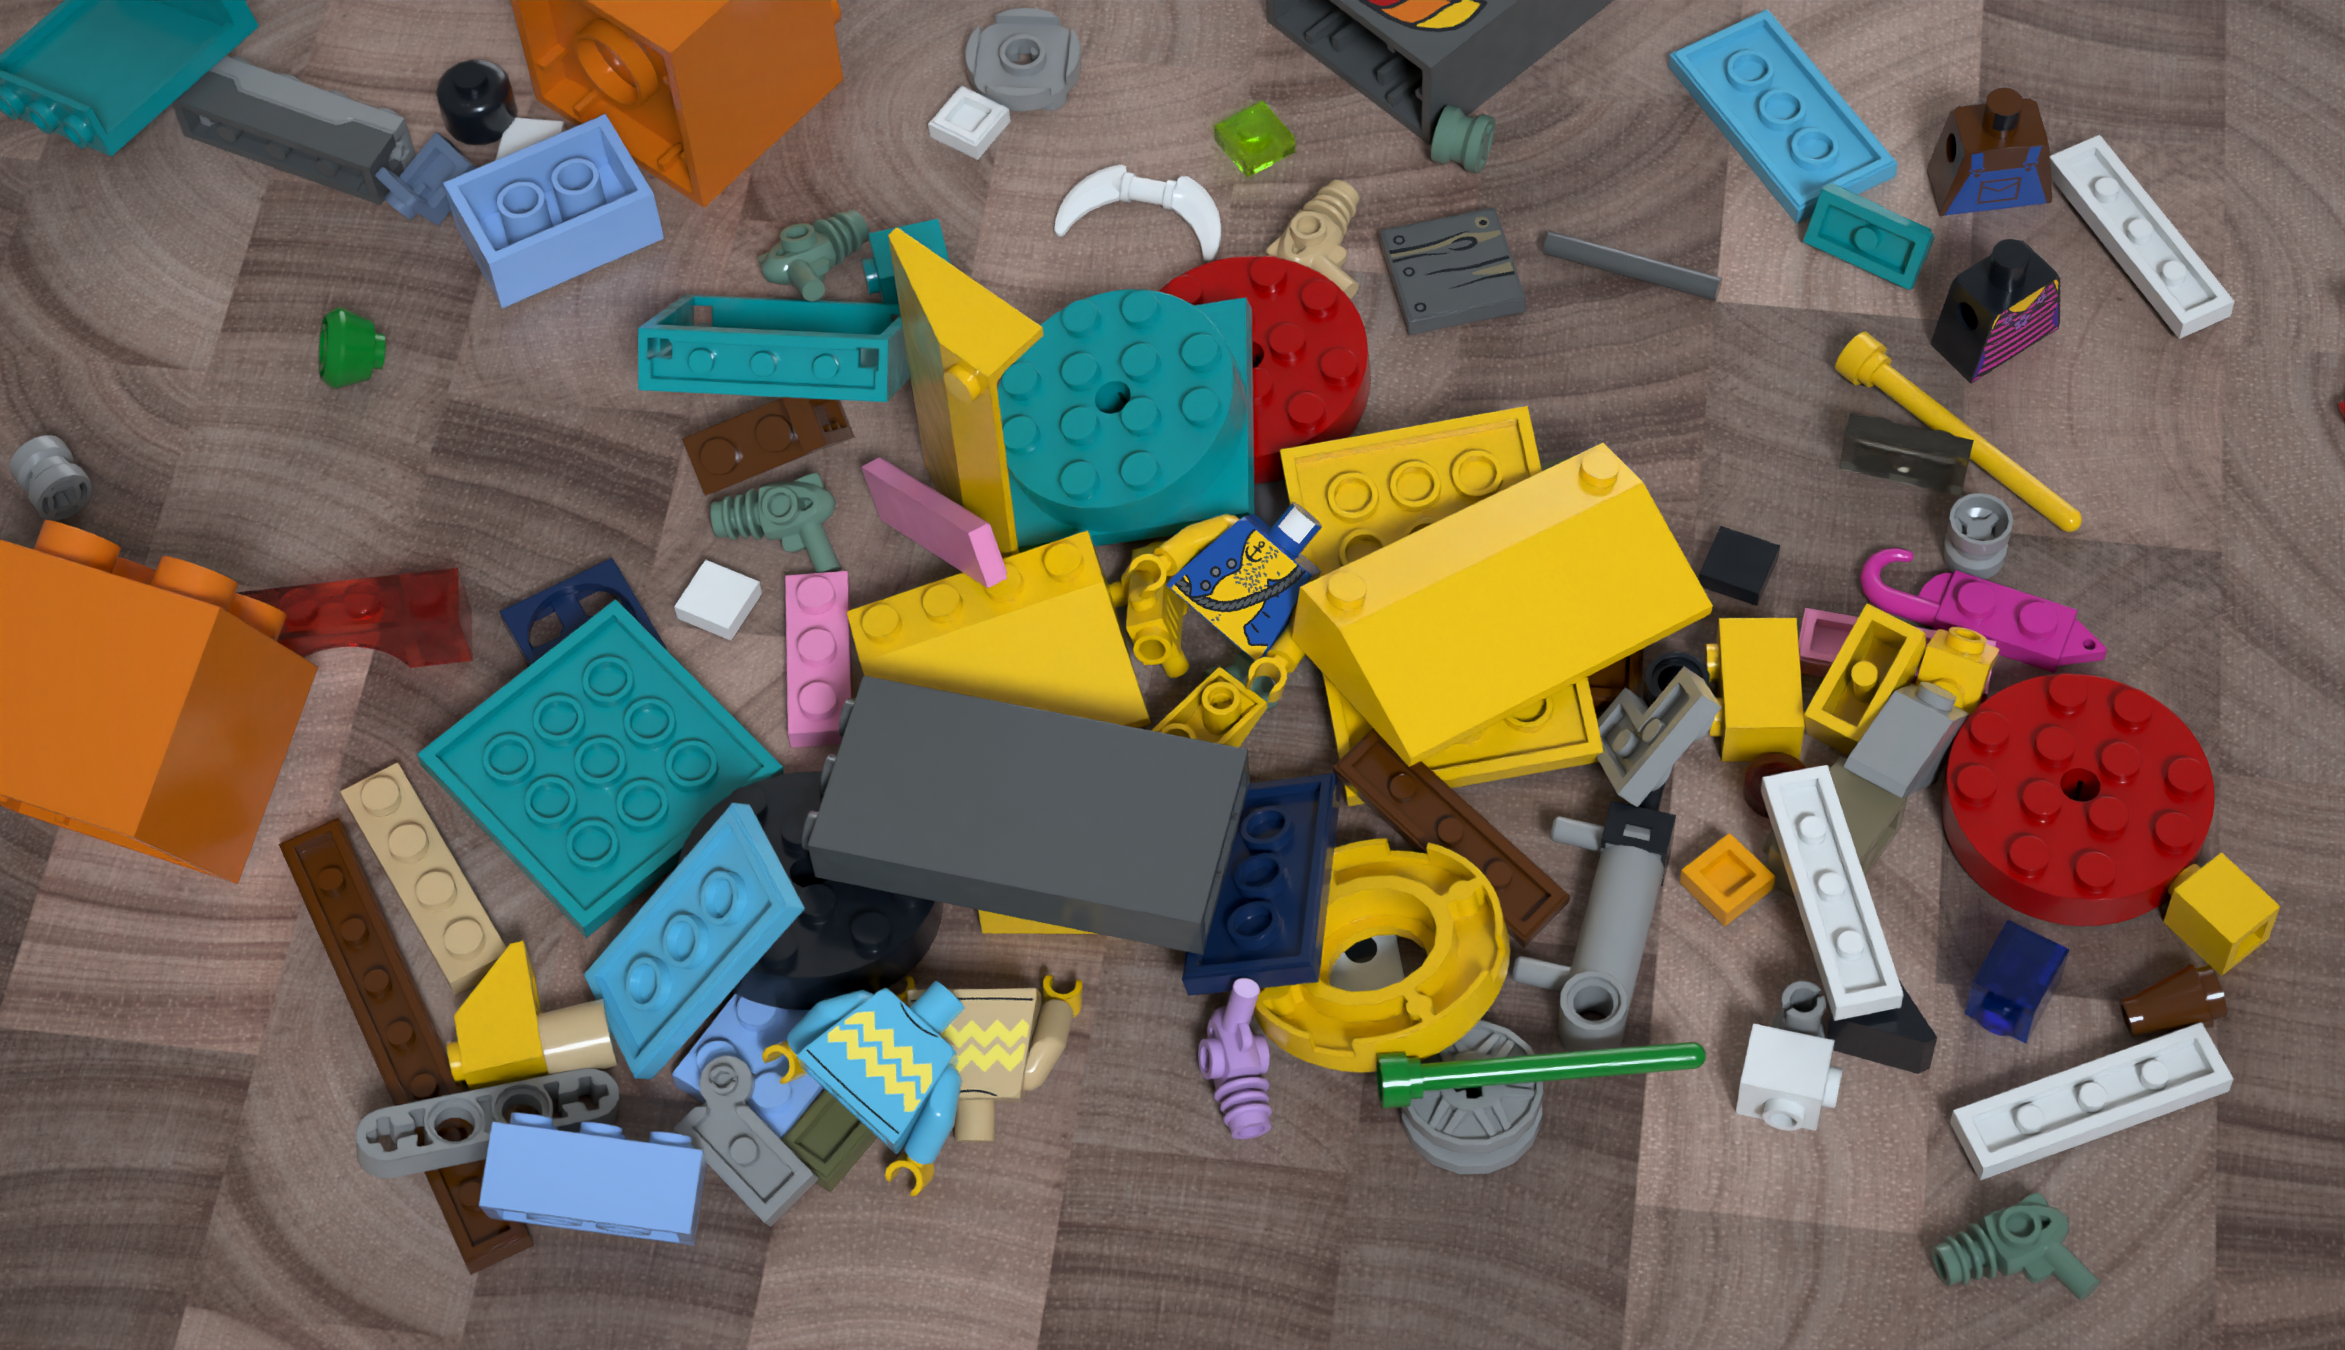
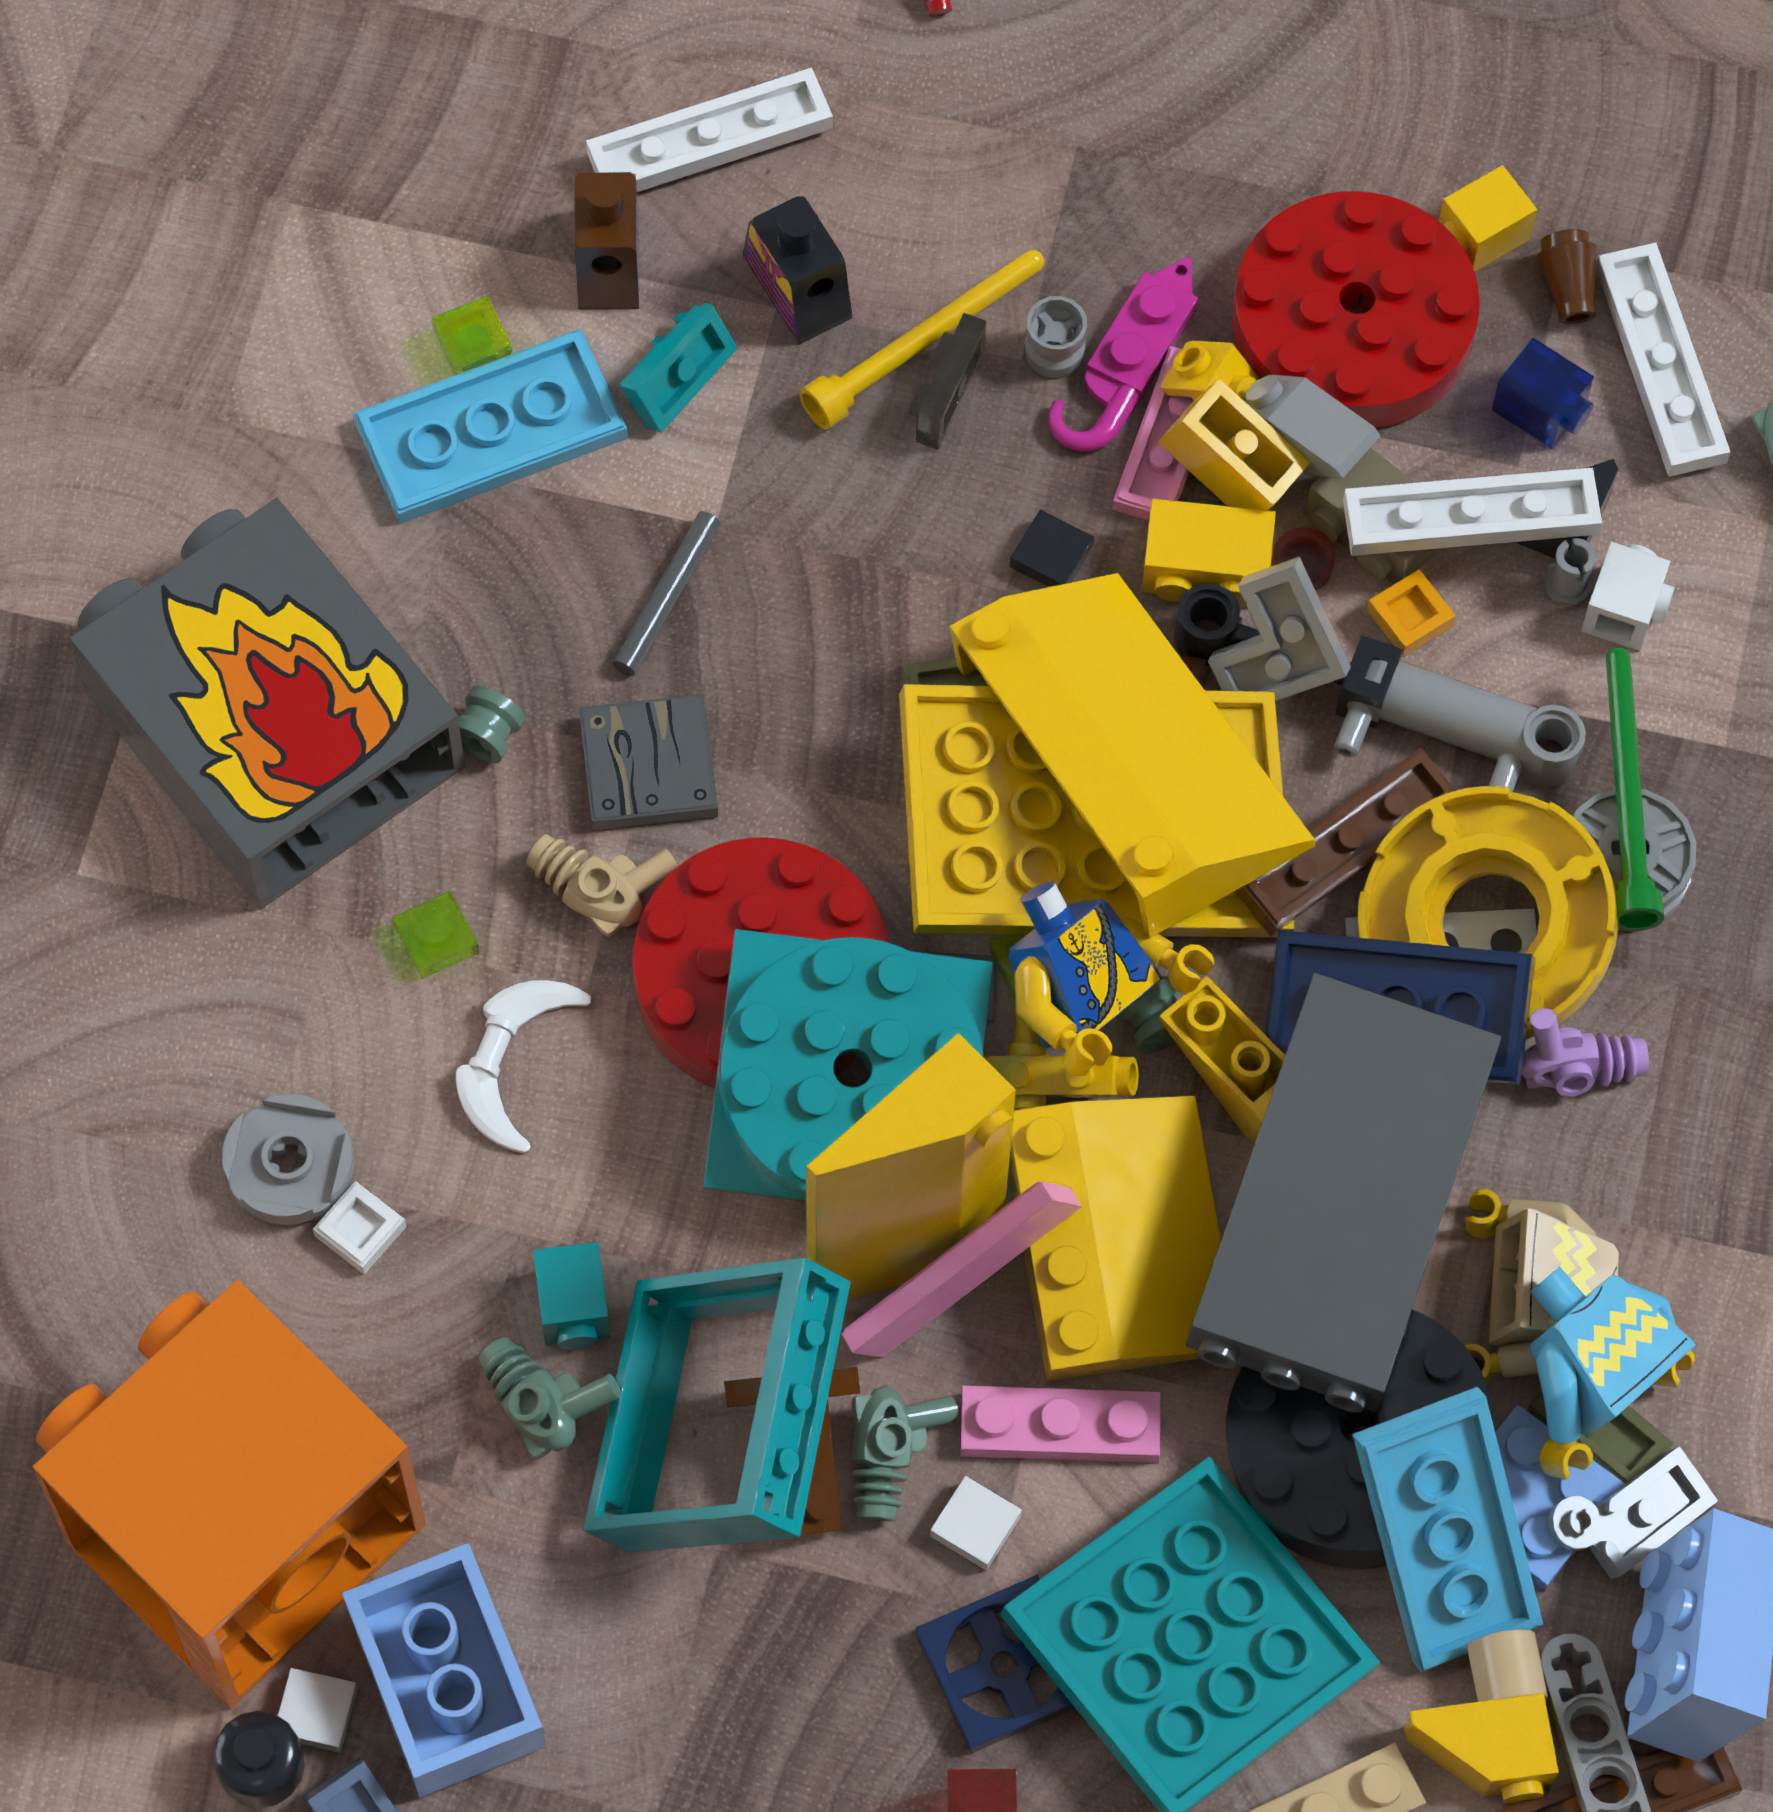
camera: 90 degrees left, 10 degrees up
(1868, 81) = (471, 335): none -> clear neon green plate

